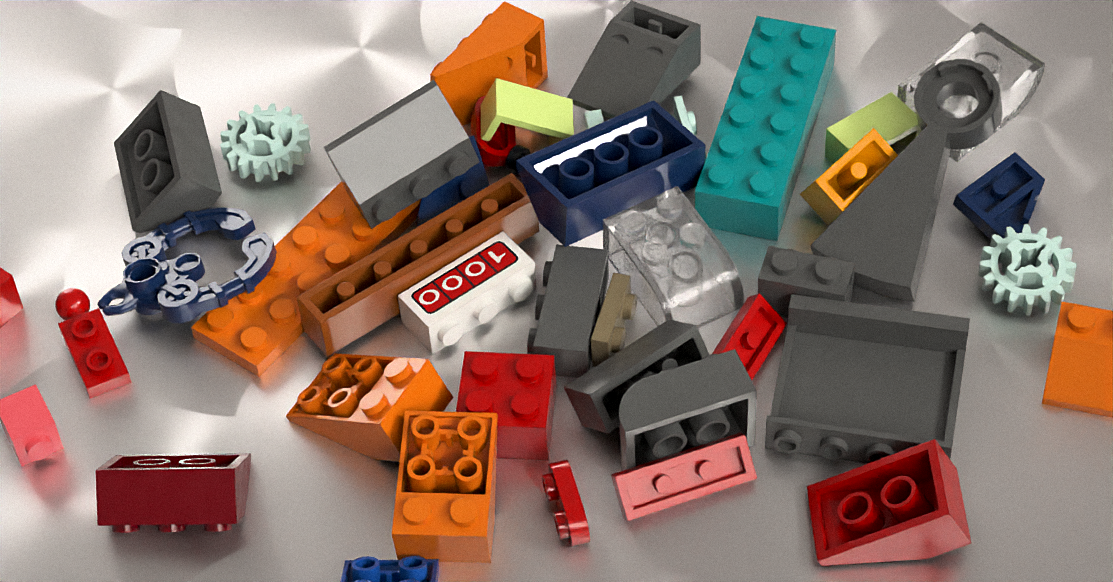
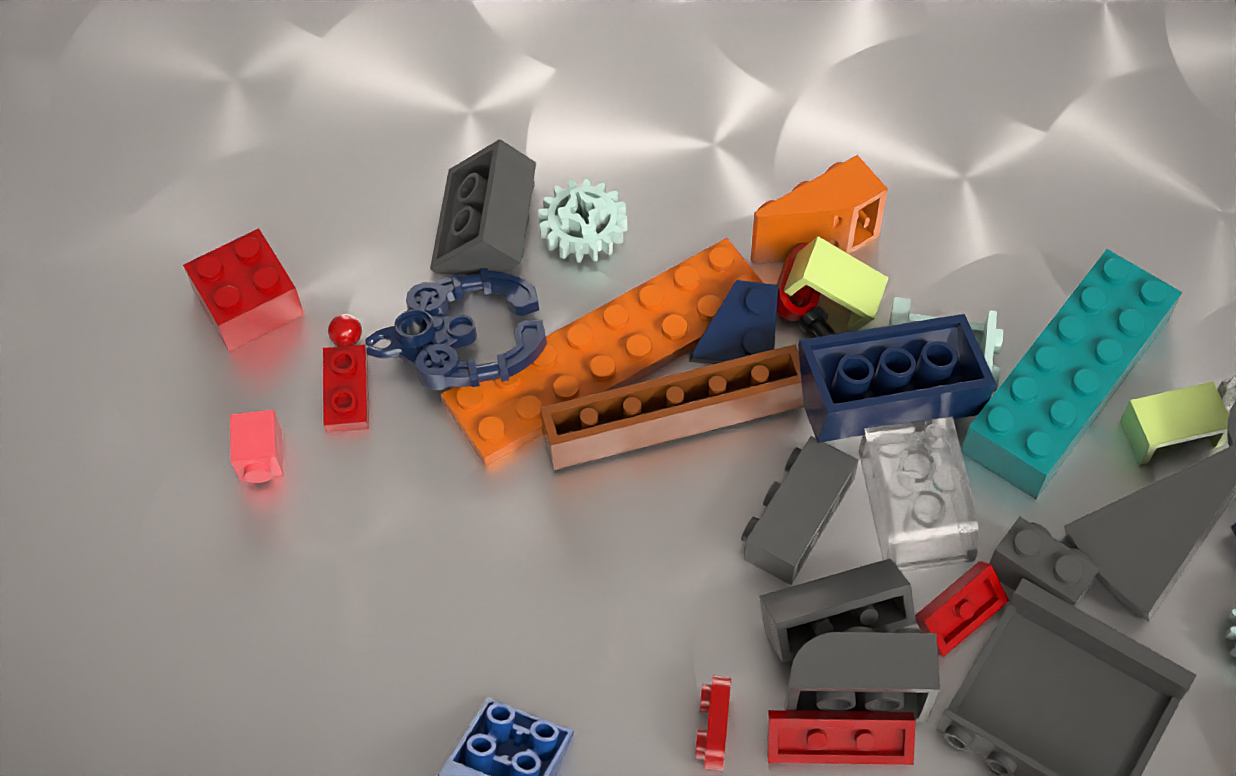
camera: 20 degrees right, 10 degrees up
(172, 491) = (358, 563): dark red slope -> none
(365, 400) = (574, 540): orange slope -> none
(402, 154) = (694, 291): slope -> none
(446, 486) = (605, 662): orange slope -> none
(467, 292) = (710, 452): white brick -> none
(520, 392) = (697, 592): red brick -> none
(617, 307) = (828, 549): dark tan plate -> none
(637, 60) = (967, 259): dark grey slope -> none
(849, 176) = (1133, 464): light orange slope -> none

